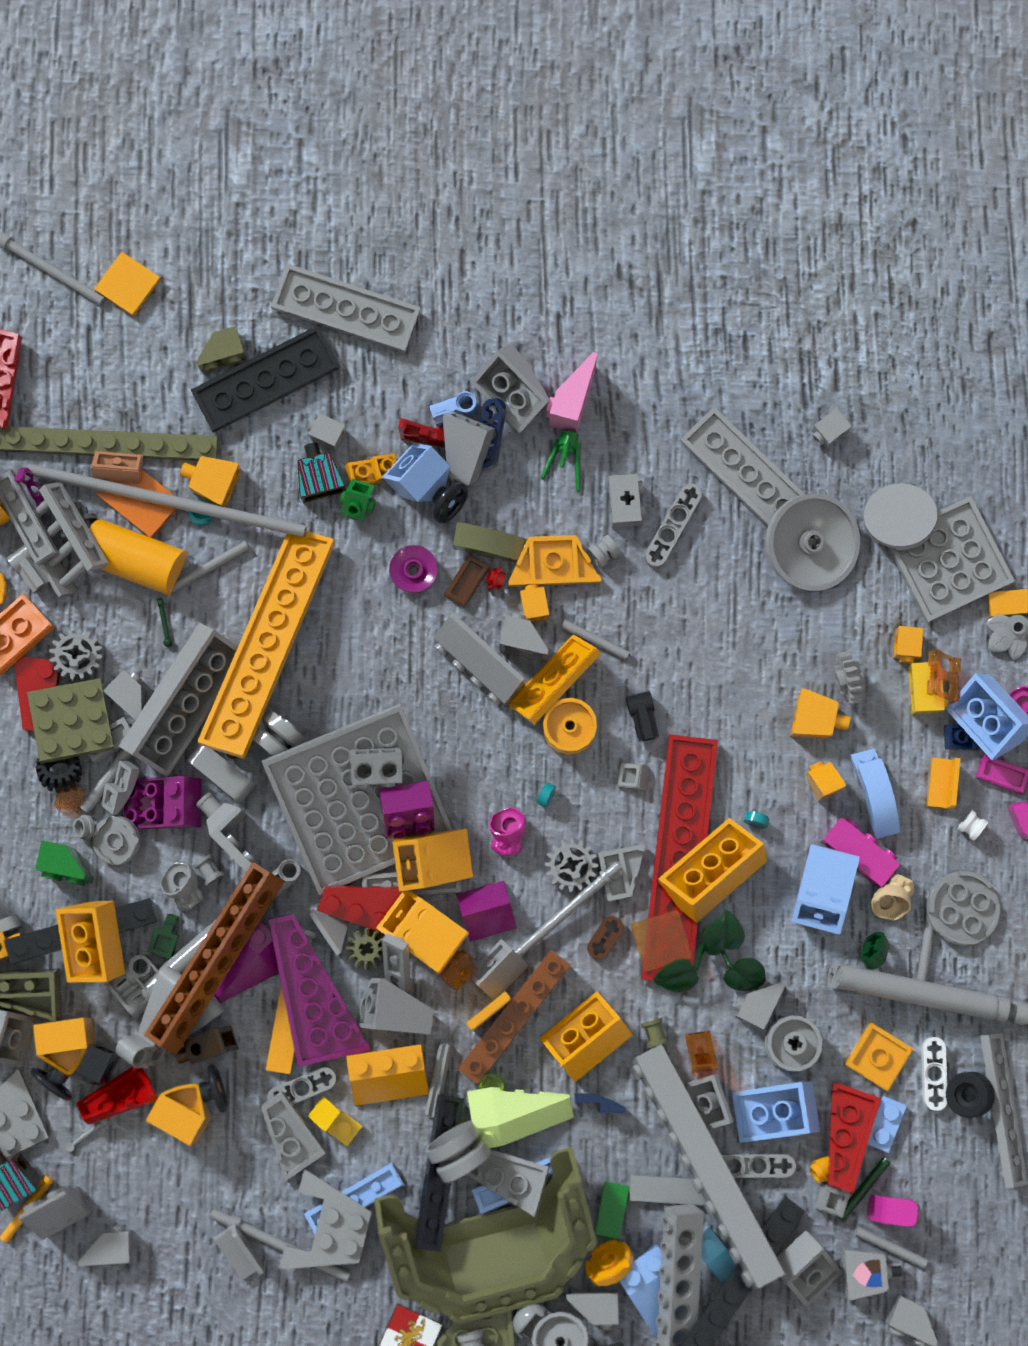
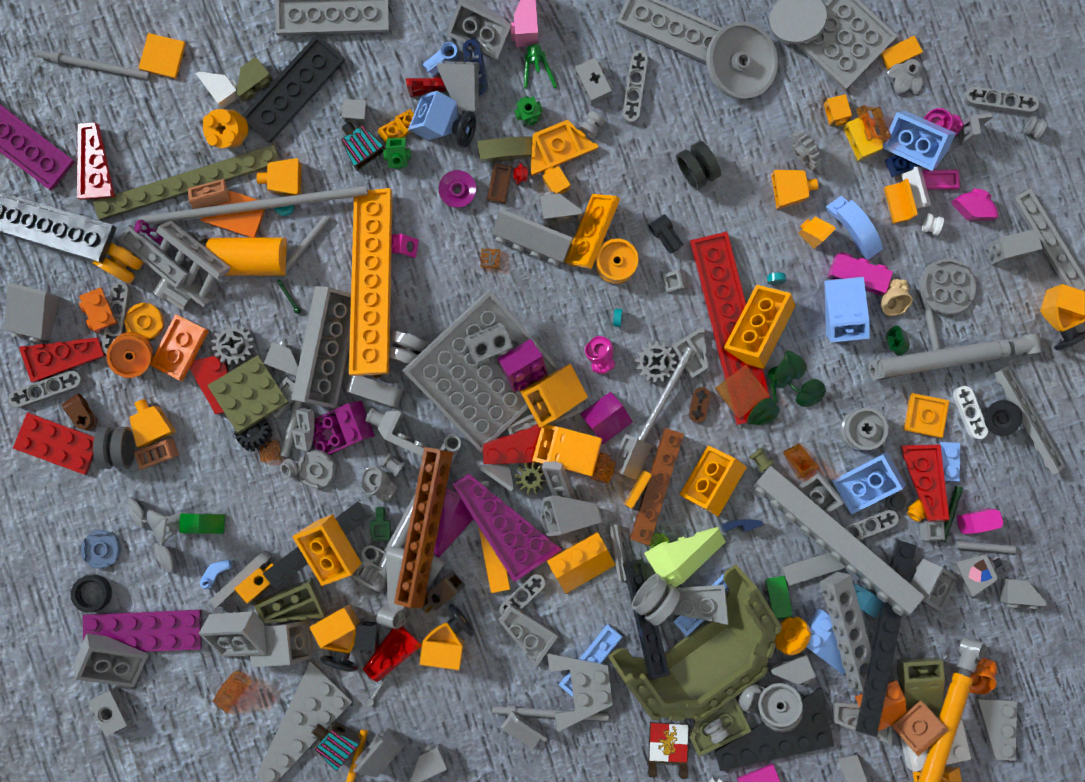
camera: 25 degrees left, 5 degrees up
(62, 861) = (281, 499): green slope -> none
(167, 397) = (225, 128): none -> light orange brick
(180, 346) = (219, 87): none -> white slope
(319, 608) = (399, 245): none -> dark pink bracket
(335, 1121) = (555, 610): yellow slope -> none
(420, 666) = (490, 258): none -> clear orange tile
(535, 516) = (528, 117): none -> green brick
(594, 639) = (610, 191): light grey bar -> none
(713, 648) = (698, 165): none -> pearl dark grey wheel
(758, 1005) = (829, 411): light grey slope -> none
(800, 1147) = (896, 501): none -> black plate
(970, 774) = (918, 187): none -> white panel

